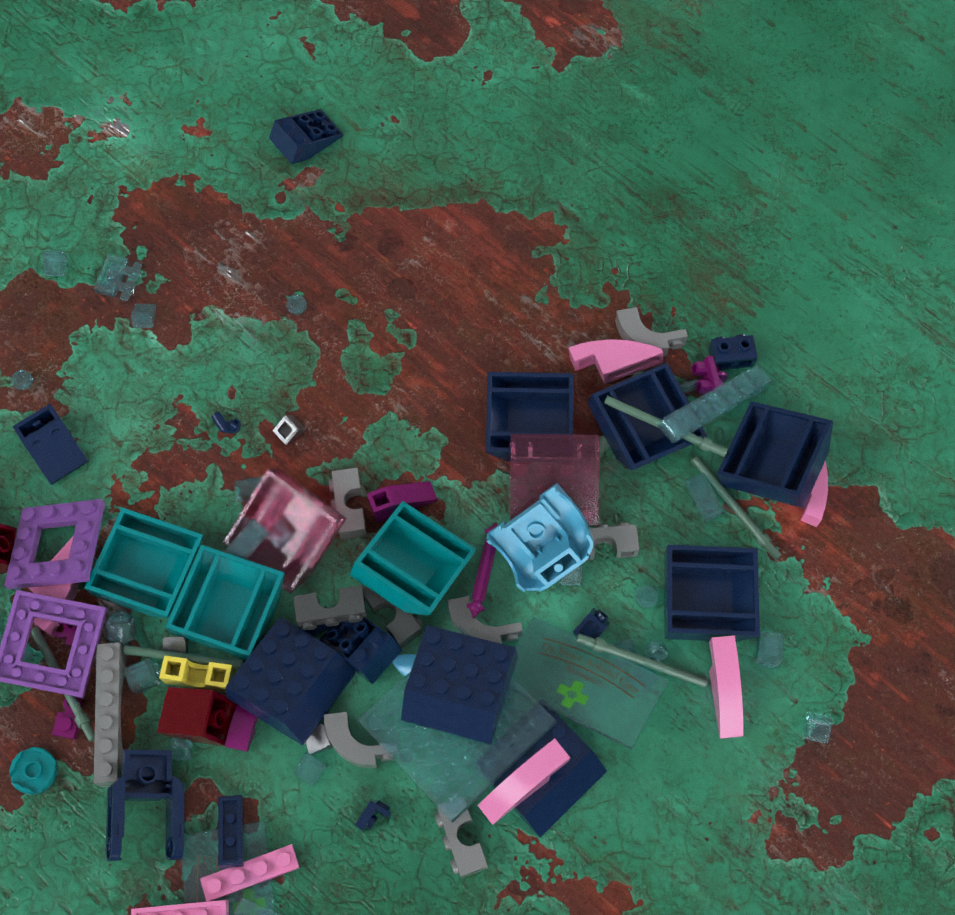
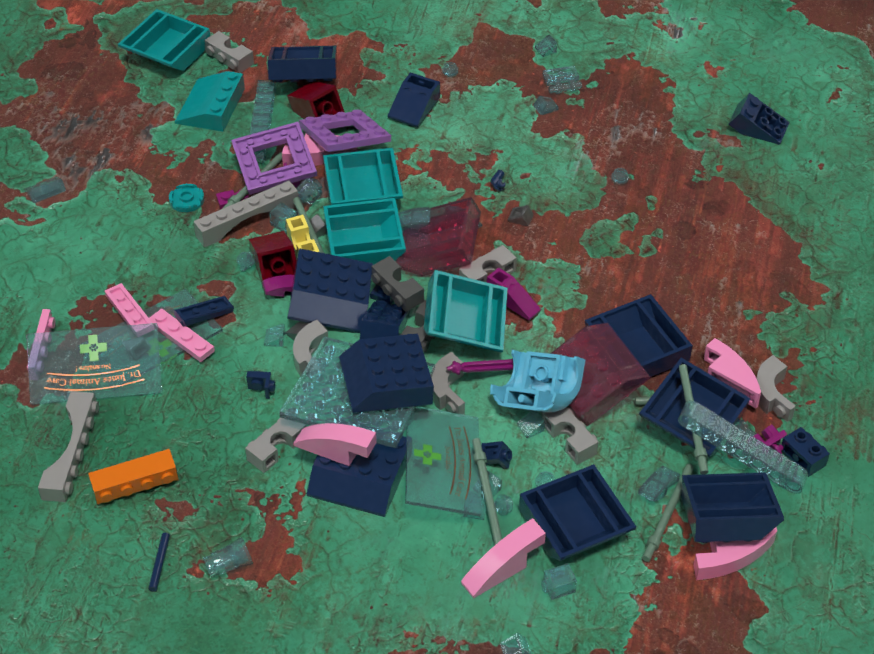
camera: 60 degrees right, 20 degrees down
(146, 778) = (211, 244): dark blue plate -> none

